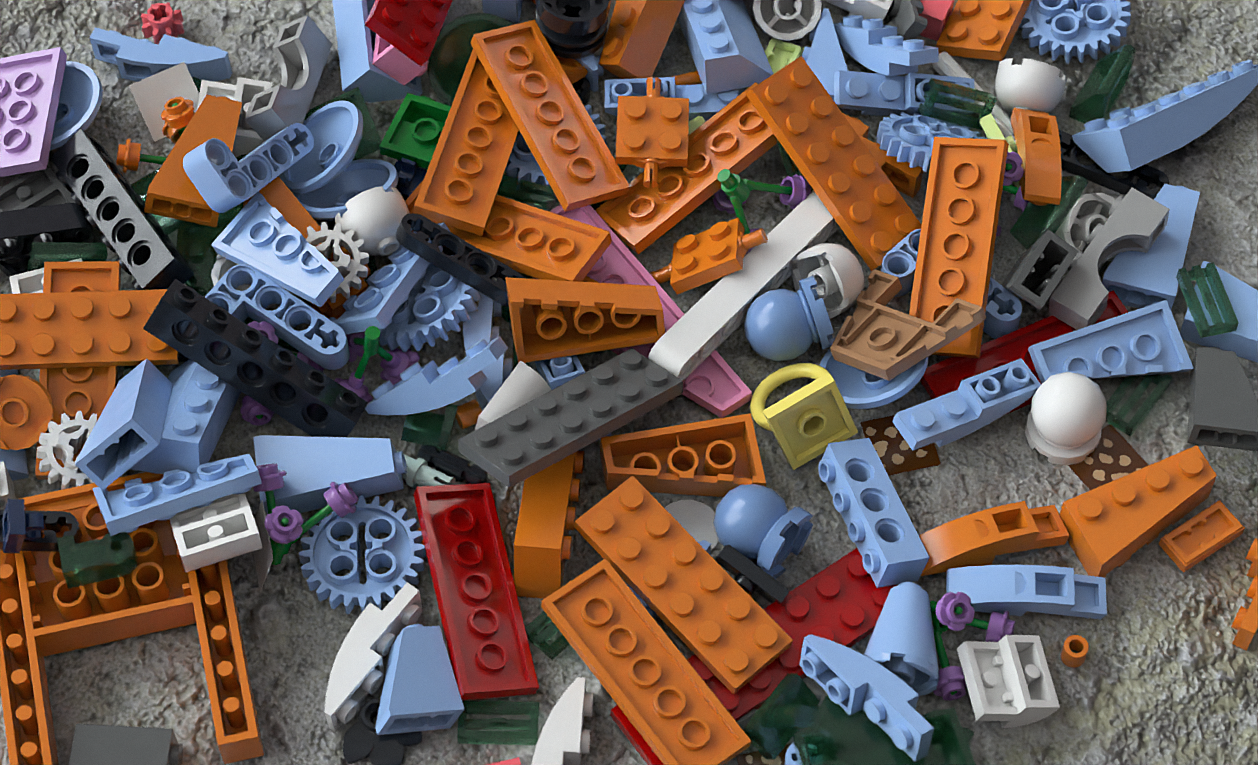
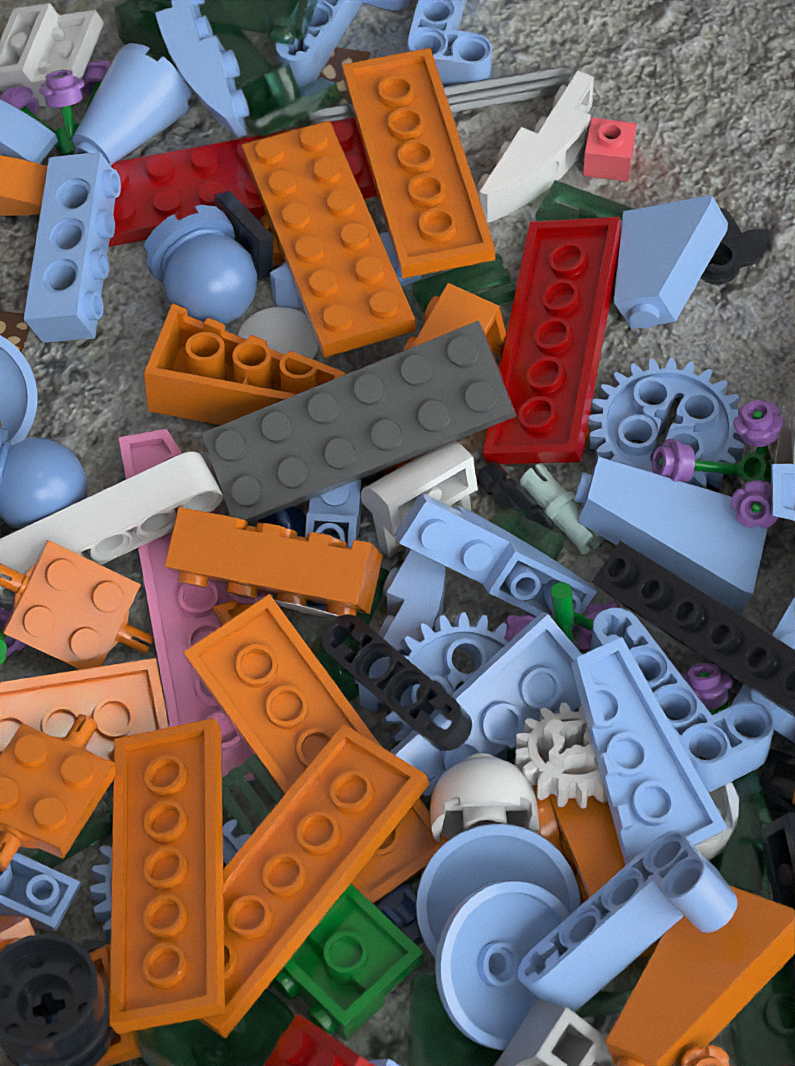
camera: 155 degrees left, 0 degrees up
(359, 661) = (715, 319): white slope -> none
(805, 418) = (79, 358): light yellow tile -> none

